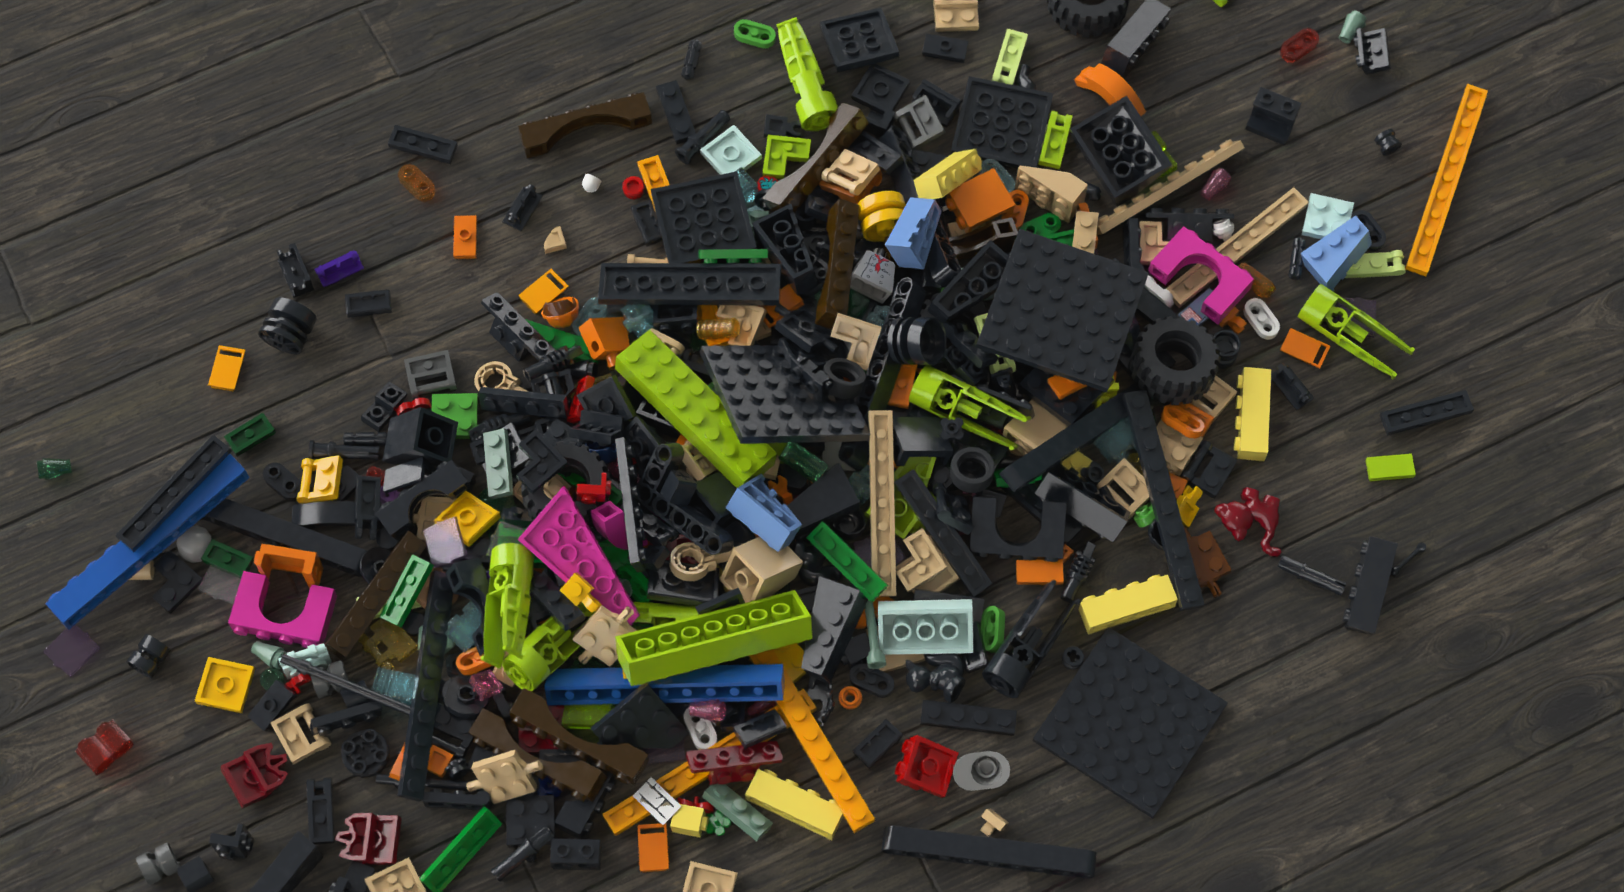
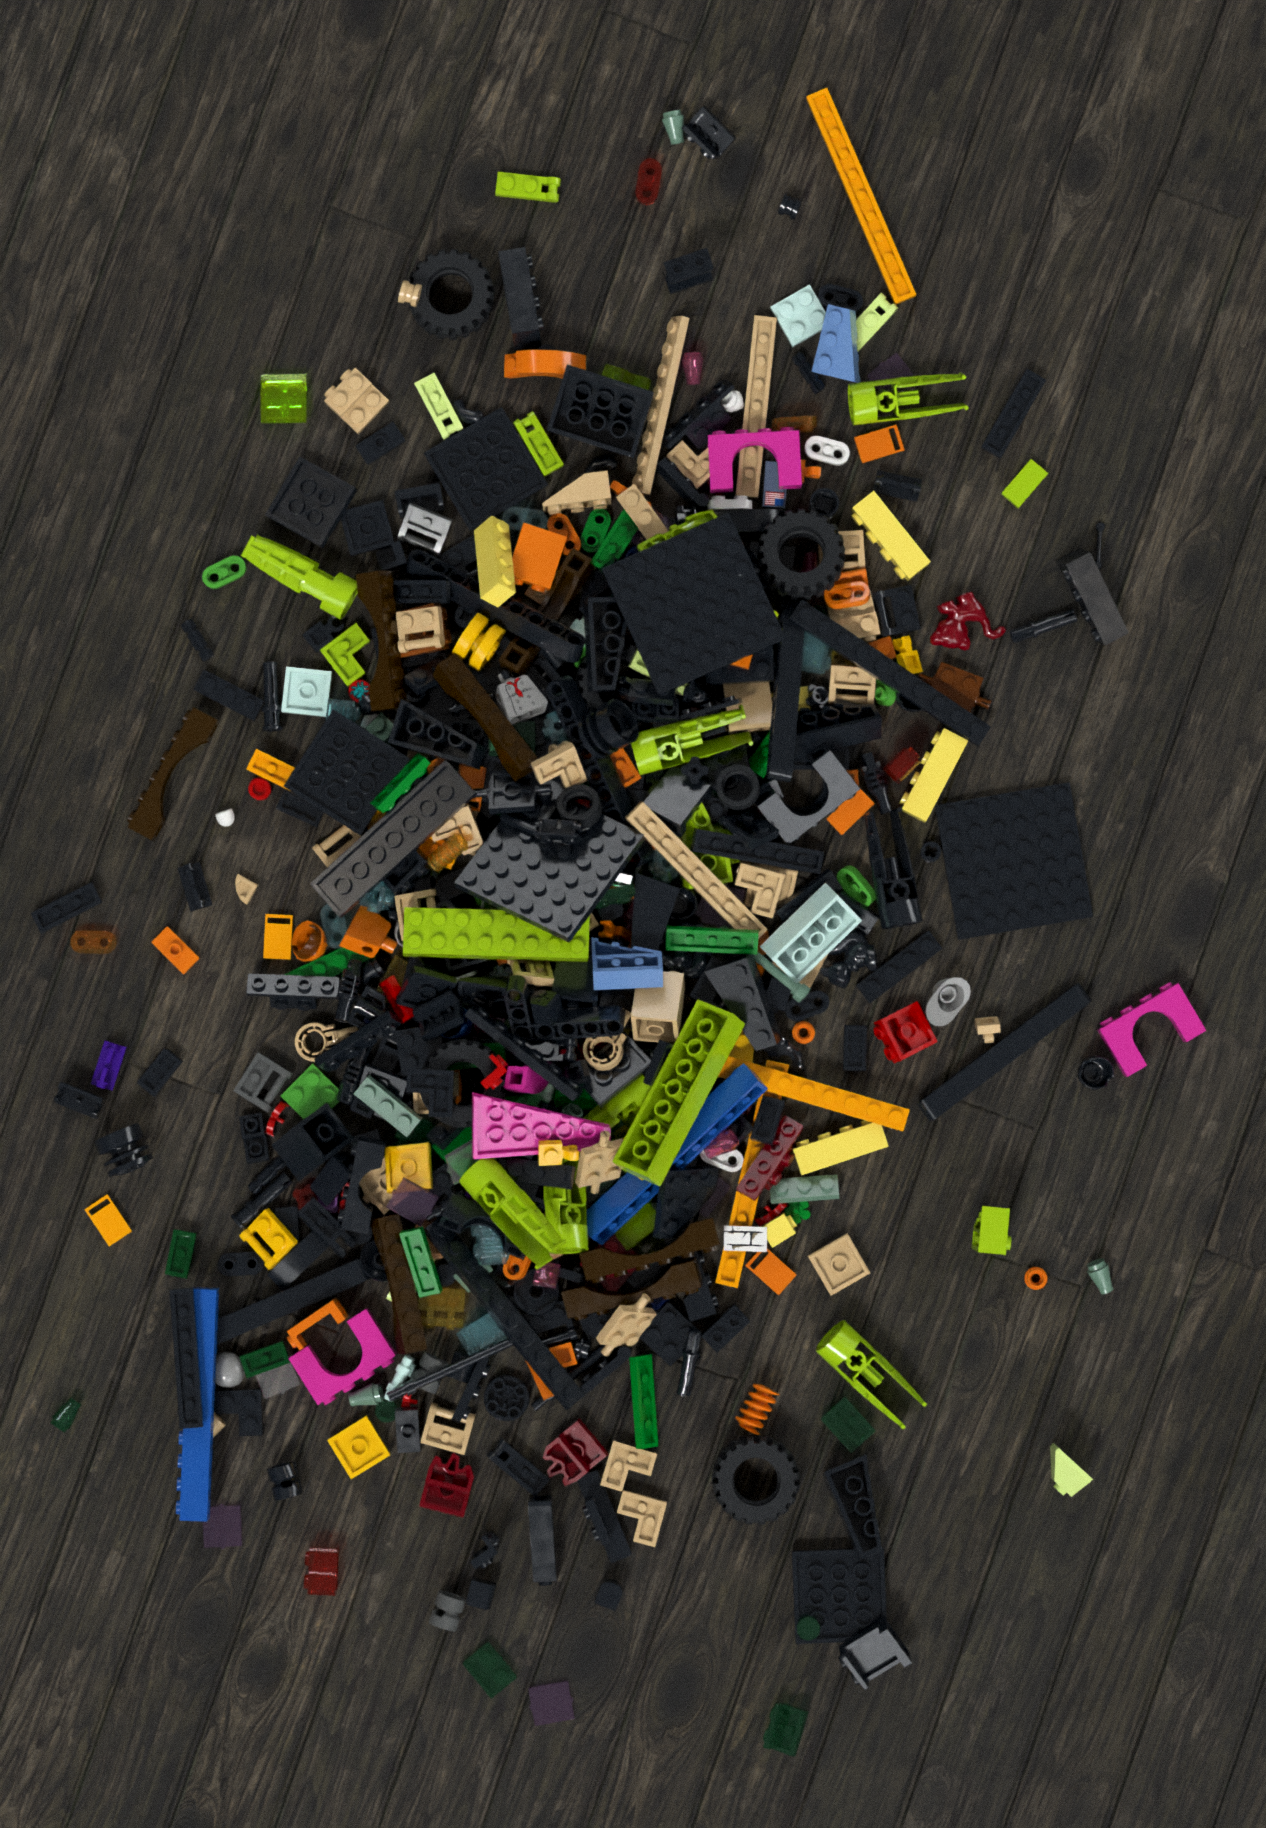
camera: 45 degrees left, 20 degrees up
(827, 455) = (625, 878): none -> bracket
(914, 233) = (522, 641): medium blue wedge -> none
(1110, 571) = (902, 764): none -> clear red brick

